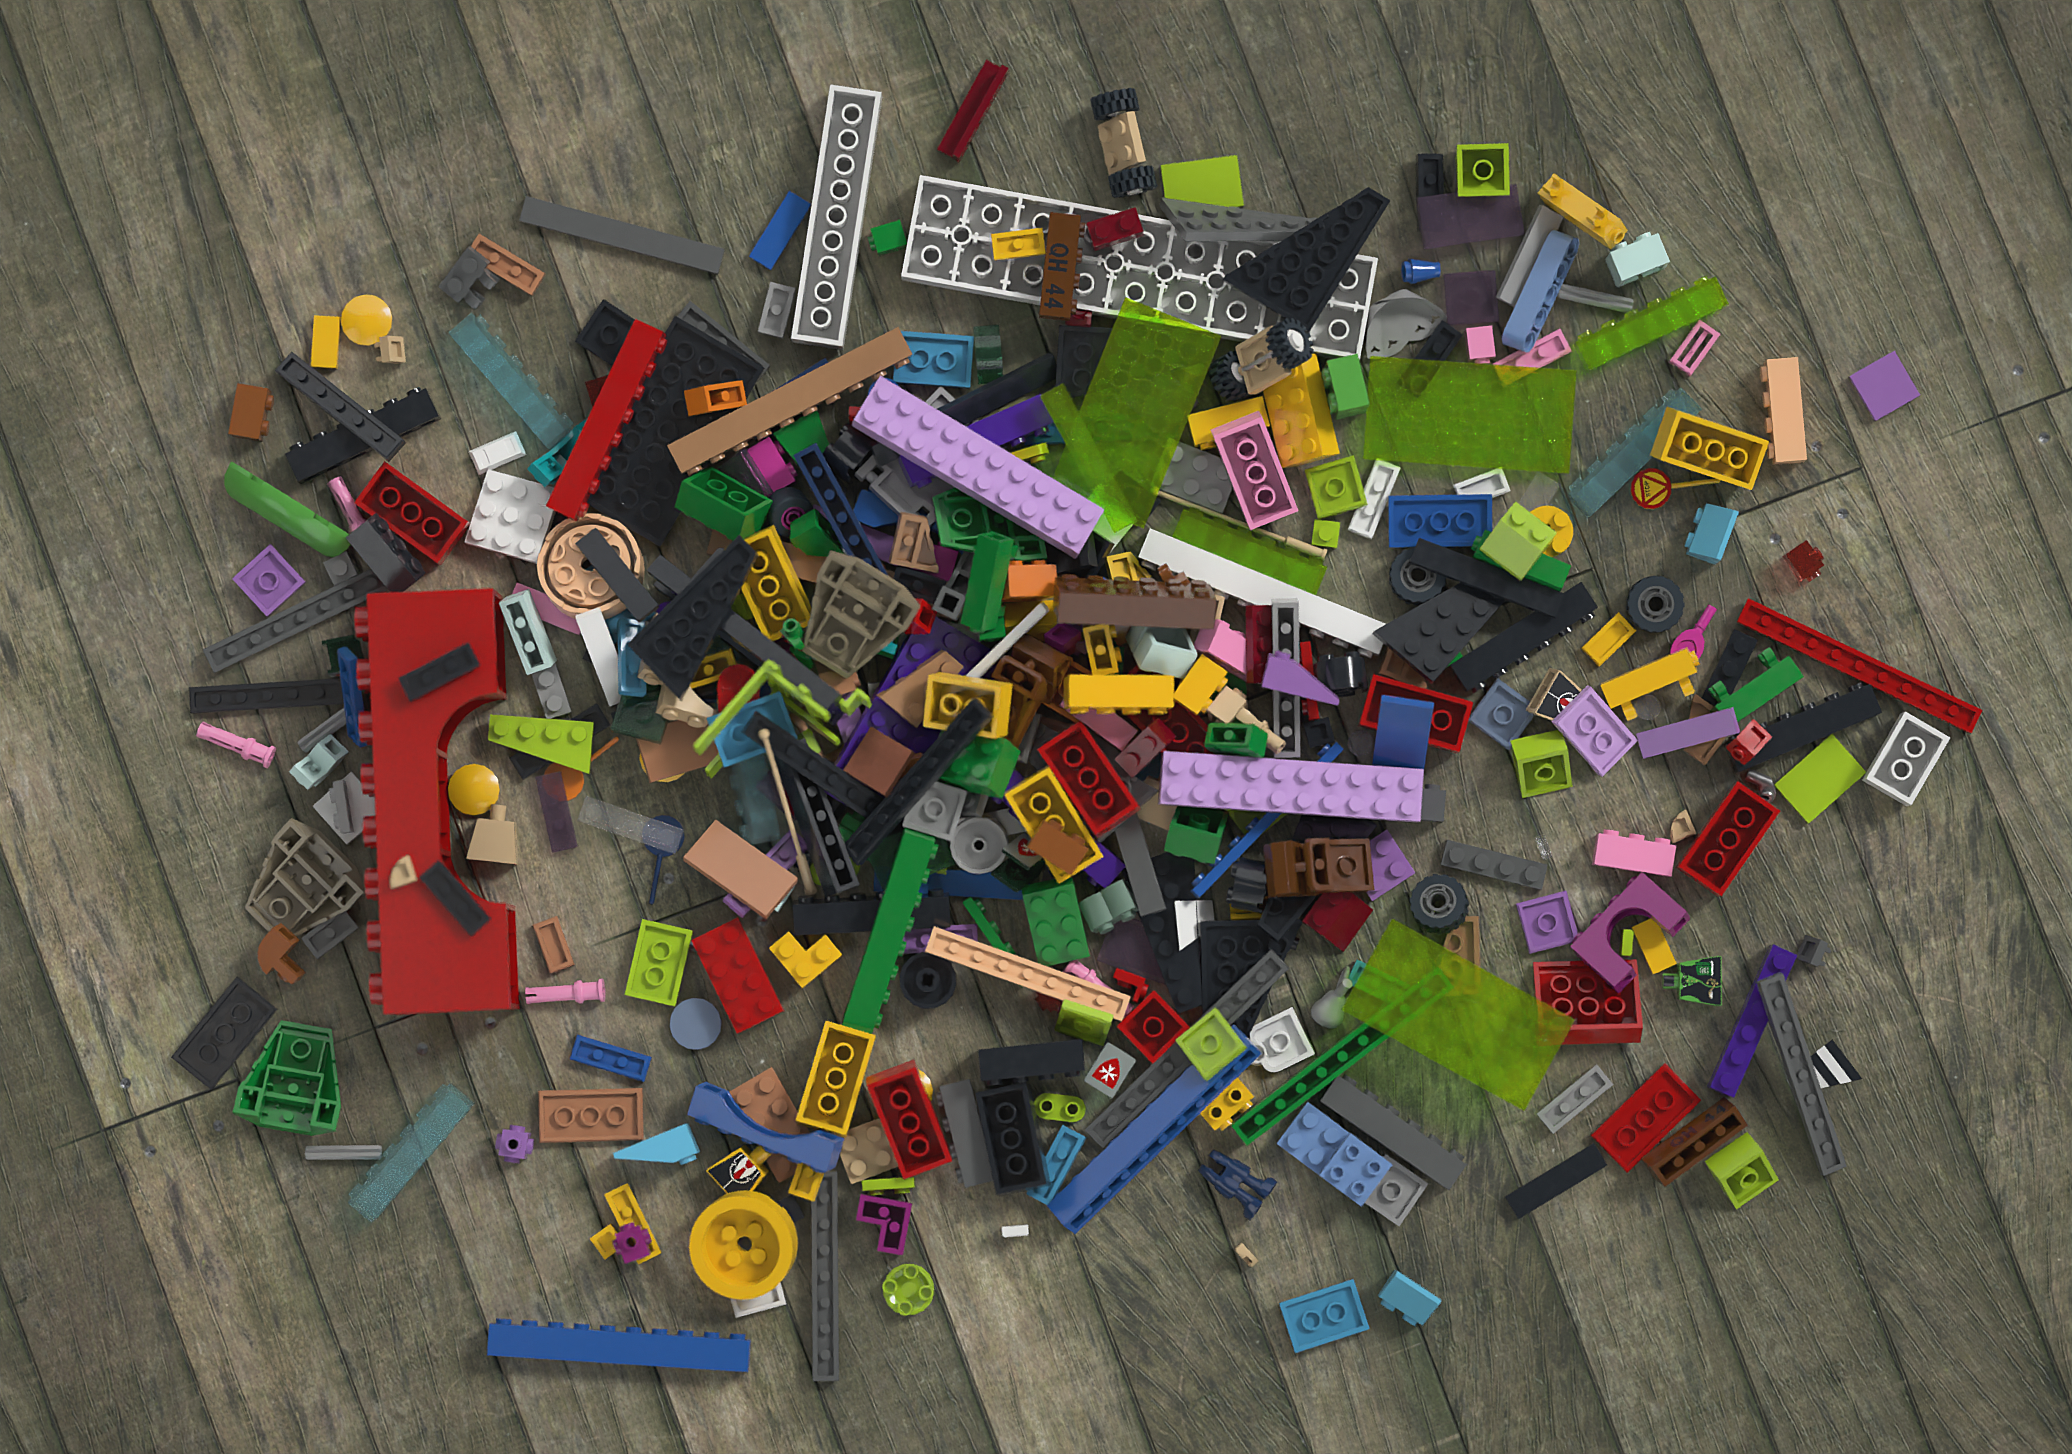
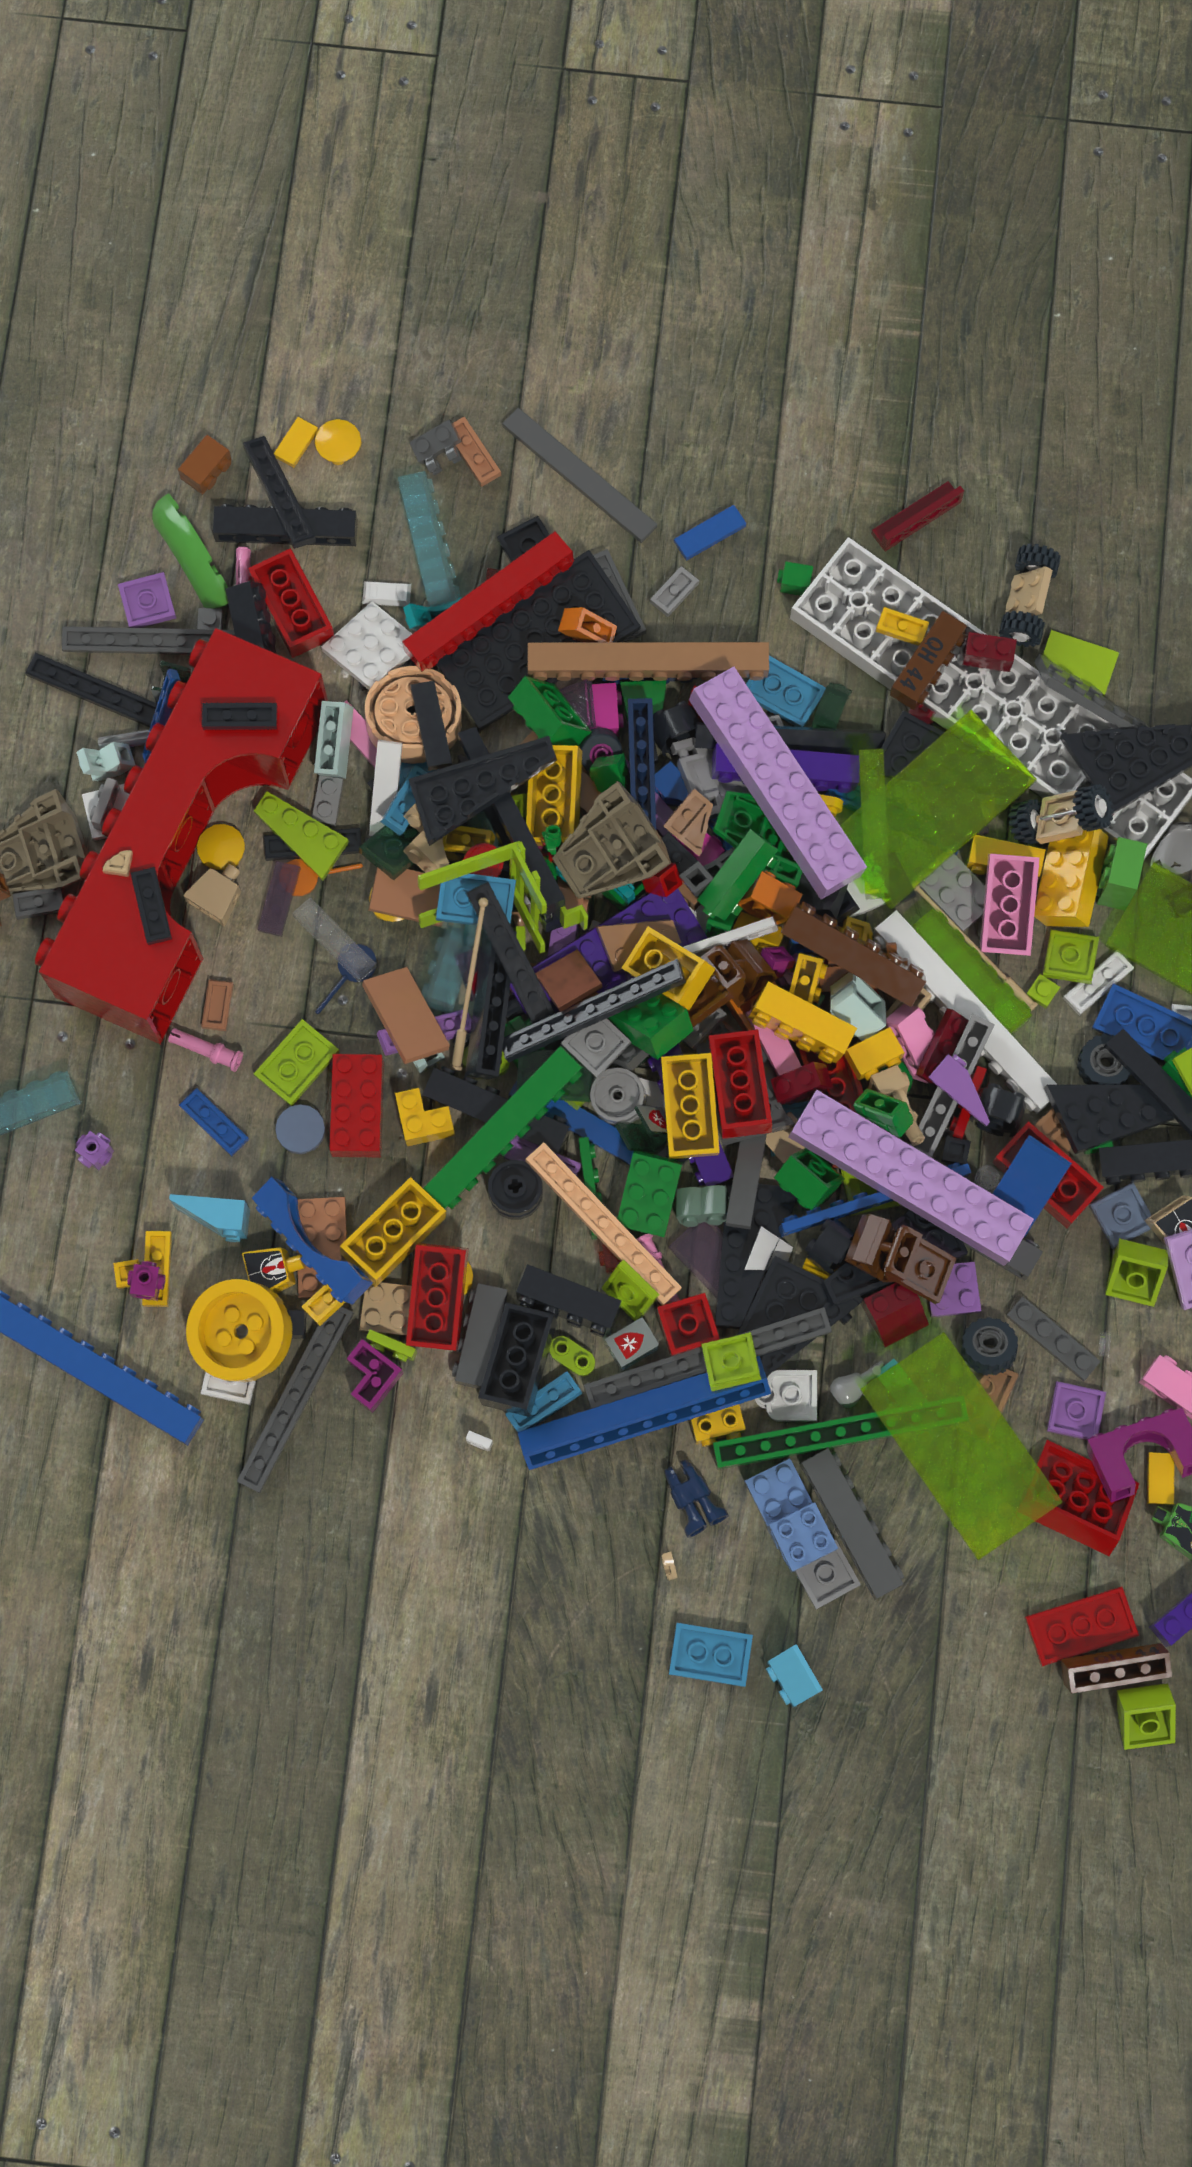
camera: 25 degrees right, 10 degrees down
(246, 747) = (54, 722): bright pink pin -> none
(391, 350) = (345, 471): tan tile -> none
(591, 1115) = (171, 1160): nougat tile -> none
(836, 217) = (762, 540): white brick -> none
(908, 1289) = (360, 1445): lime dish -> none
(1057, 846) = (684, 1121): dark orange brick -> none
(1128, 979) = (687, 1275): red bracket -> none
(1555, 1180) = (974, 1641): black tile -> none
(1574, 1099) = (1026, 1576): light grey plate -> none
(1626, 942) = (1138, 1462): lime tile -> none

